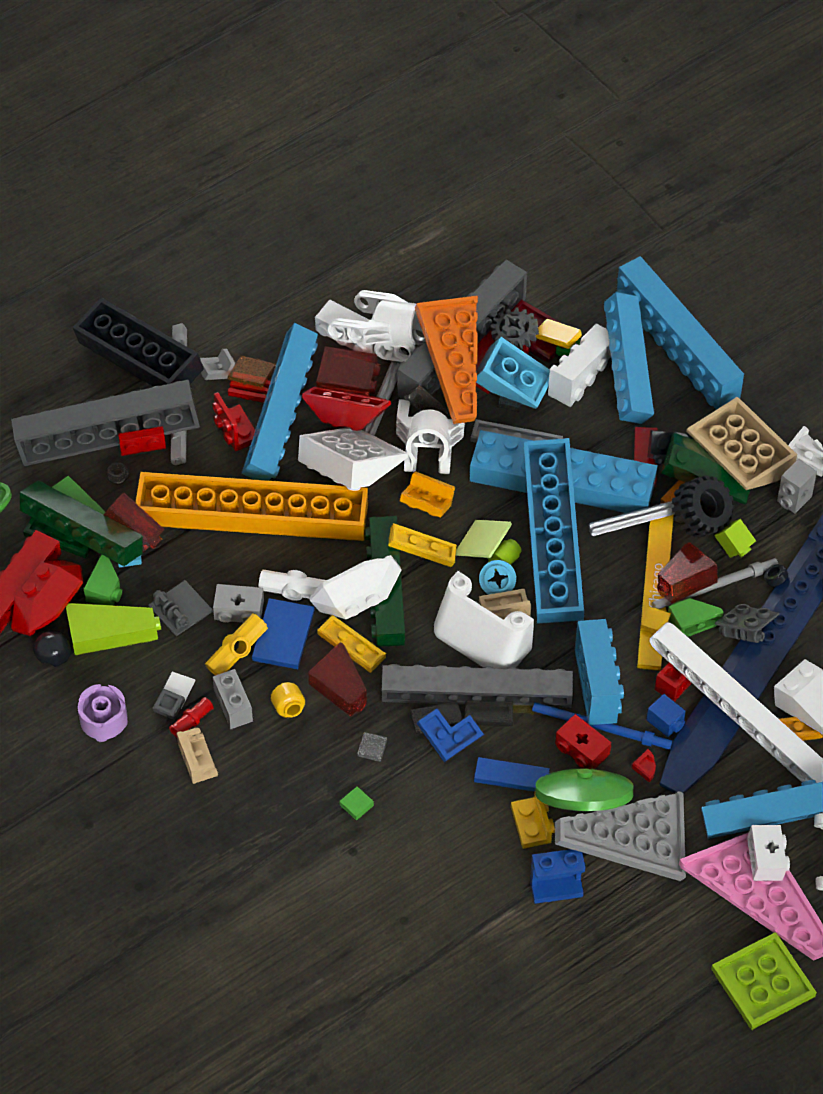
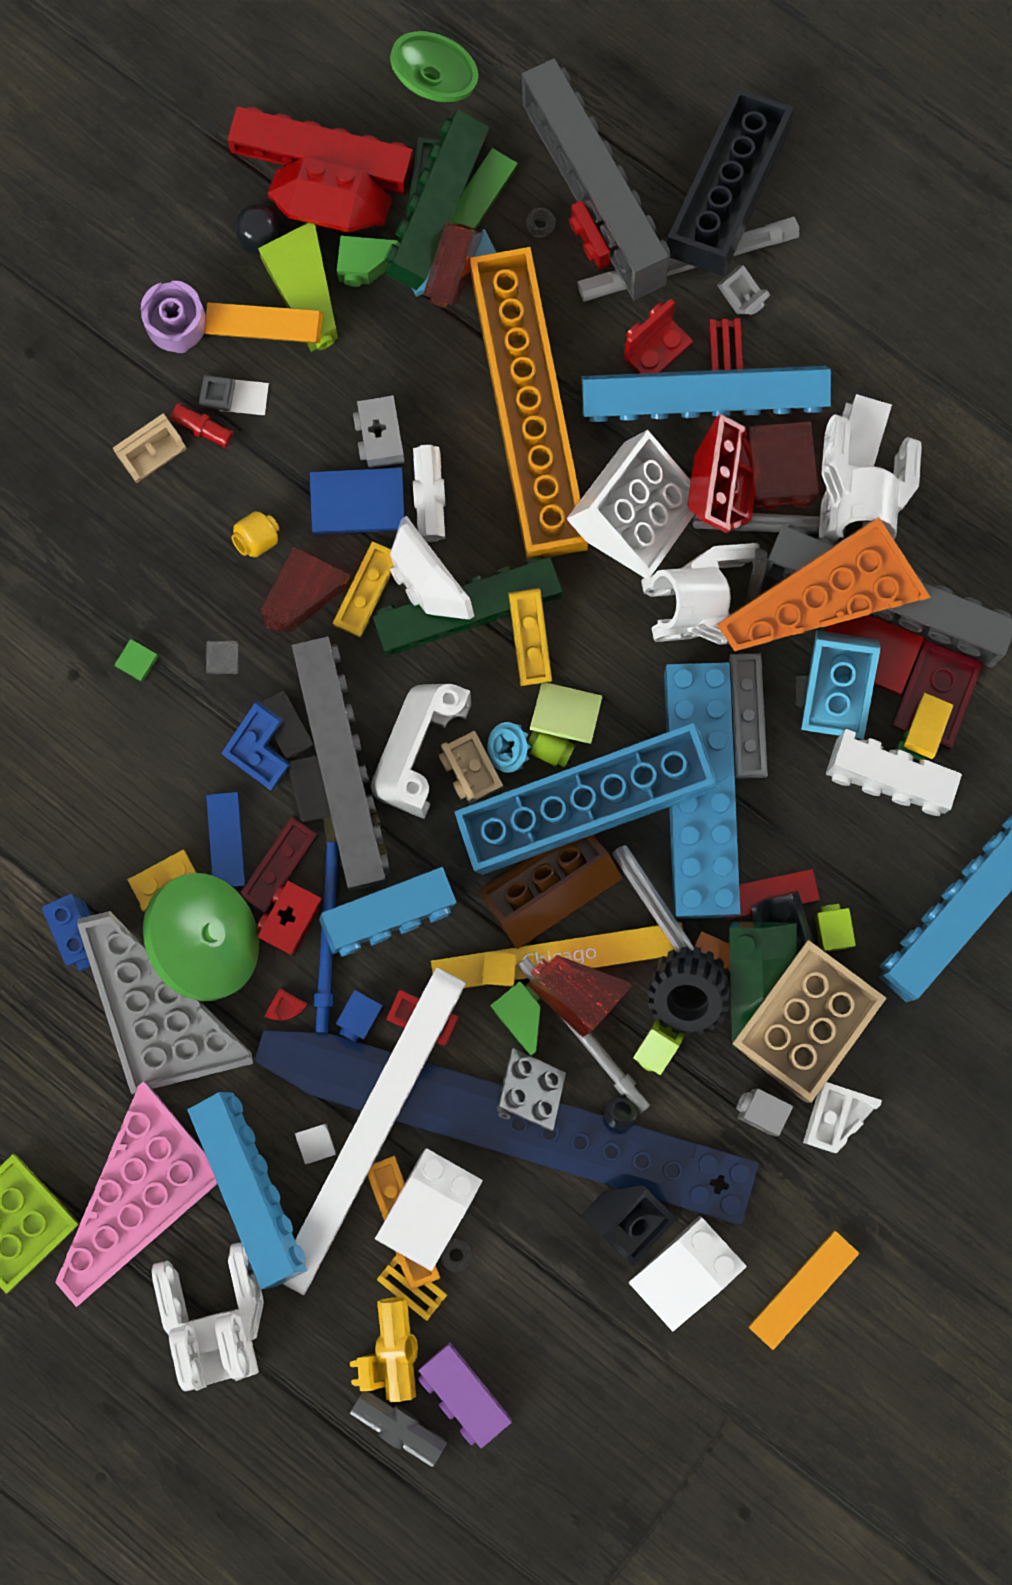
camera: 75 degrees right, 25 degrees up
(132, 650) = (263, 322): none -> light orange tile
(180, 607) = (360, 363): dark grey hinge -> none
(232, 699) = (237, 466): light grey brick -> none
(247, 635) = (314, 448): yellow piece -> none
(251, 371) = (750, 340): clear orange piece -> none
(428, 494) = (614, 623): light orange bracket -> none
(514, 327) = (926, 673): dark grey gear -> none
(539, 745) = (278, 864): none -> dark red tile
(606, 579) = (549, 888): none -> reddish brown slope
(628, 358) = (912, 831): dark azure brick -> none
(679, 419) = (834, 928): none -> lime brick
(751, 767) = (315, 1143): none -> white slope
(767, 852) = (156, 1192): white brick -> none

